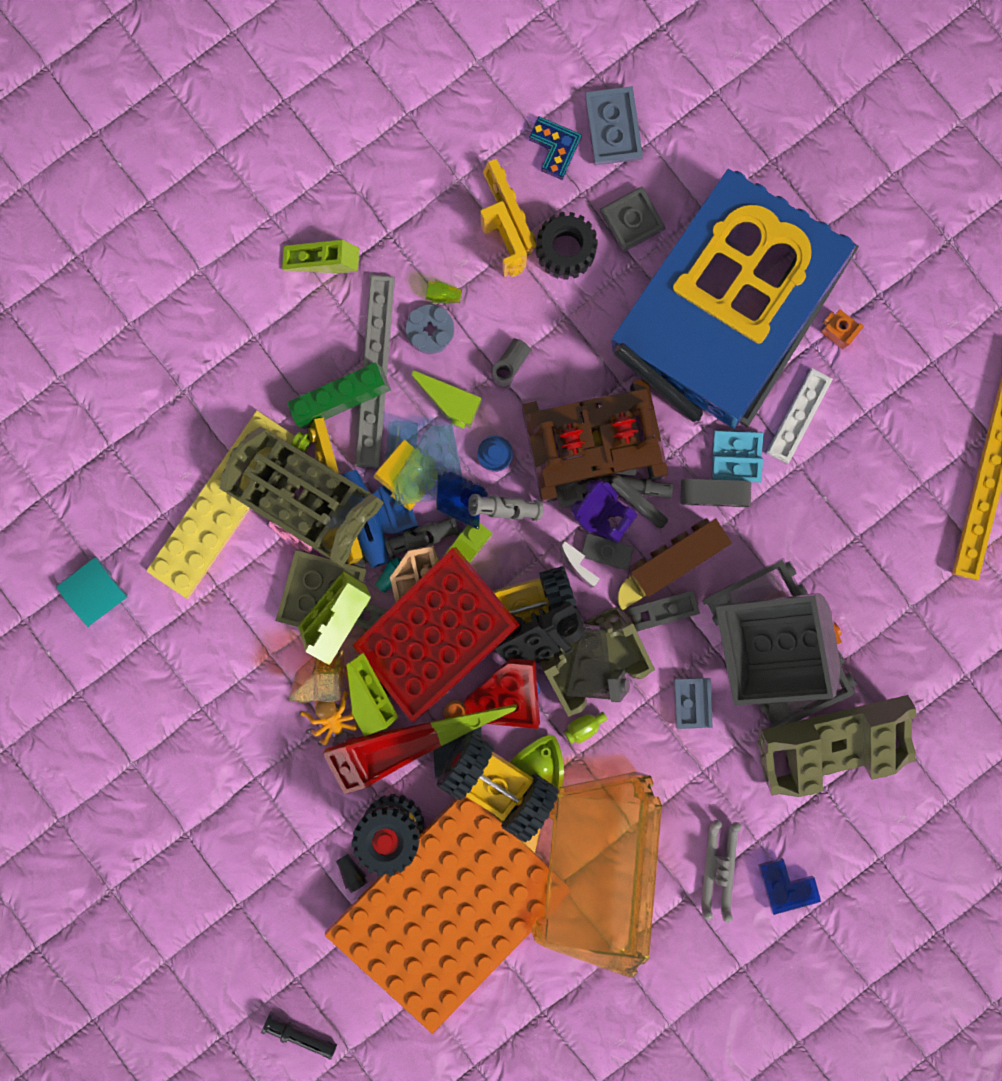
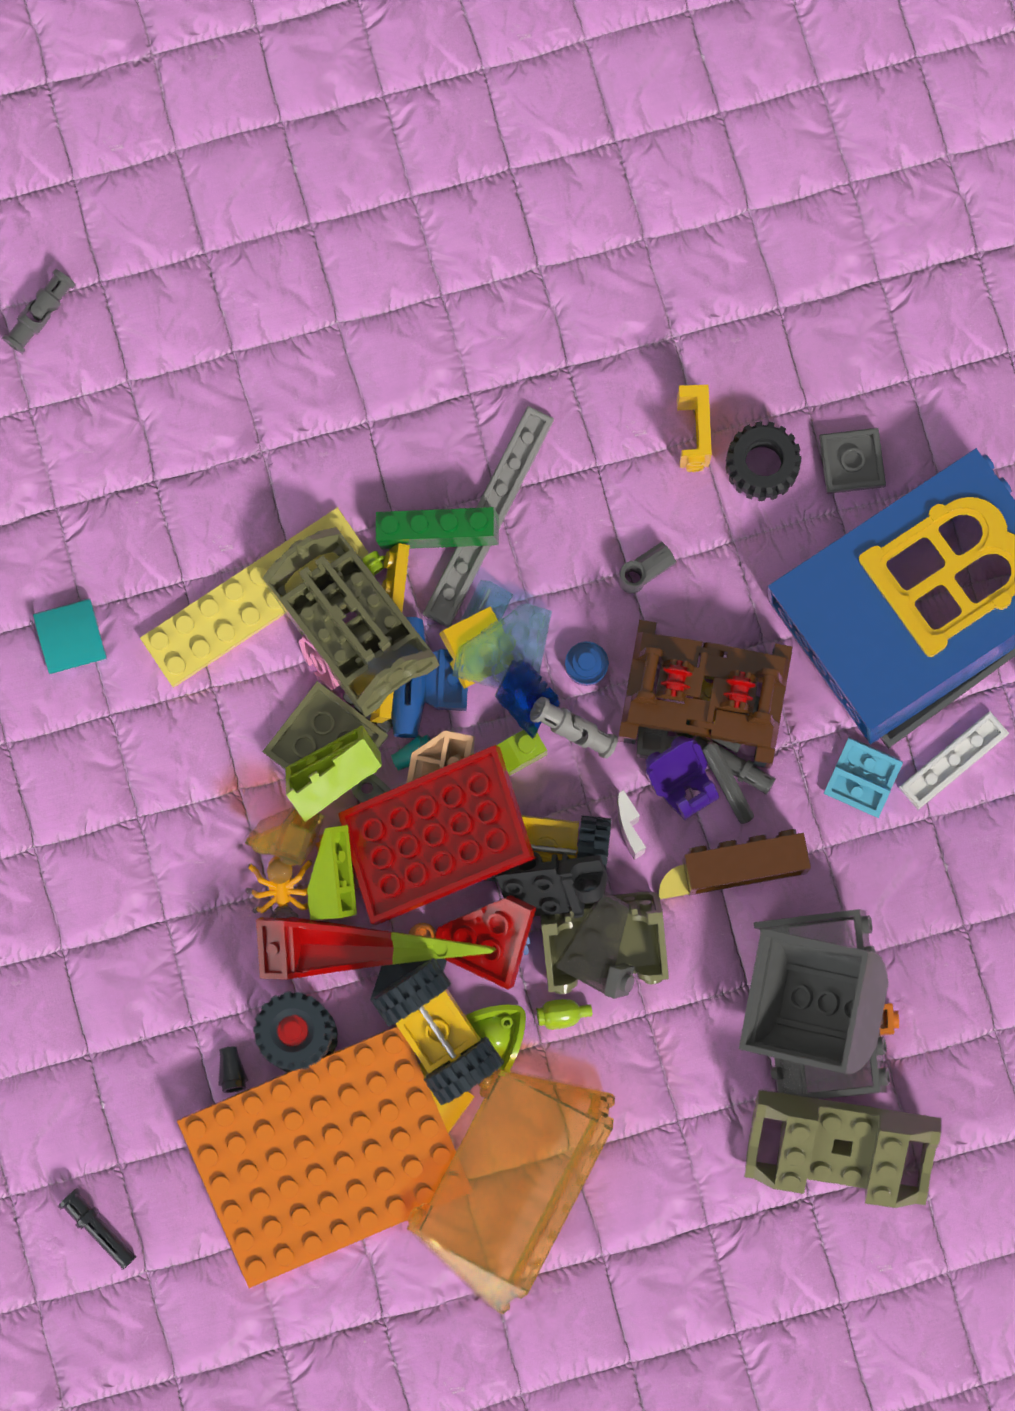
camera: 30 degrees right, 5 degrees down
(321, 257) = (480, 364): lime slope -> none
(418, 537) = (462, 723): dark grey piece -> none
(438, 318) = (563, 478): sand blue plate -> none
(442, 292) = (601, 458): clear neon green cone -> none
(453, 402) = (563, 587): lime slope -> none
(496, 179) = (718, 379): yellow plate -> none
(561, 143) = (806, 341): clear blue tile -> none
(607, 552) = (669, 826): dark grey plate -> none
(613, 125) = (873, 346): sand blue plate -> none
(658, 382) = (803, 657): black axle -> none
(664, 610) = (707, 918): dark grey plate -> none
(693, 703) = (697, 1036): sand blue plate -> none
(715, 493) = (820, 808): dark grey beam -> none
(719, 870) = (652, 1237): light grey piece -> none
(786, 894) = (712, 1295): clear blue plate -> none

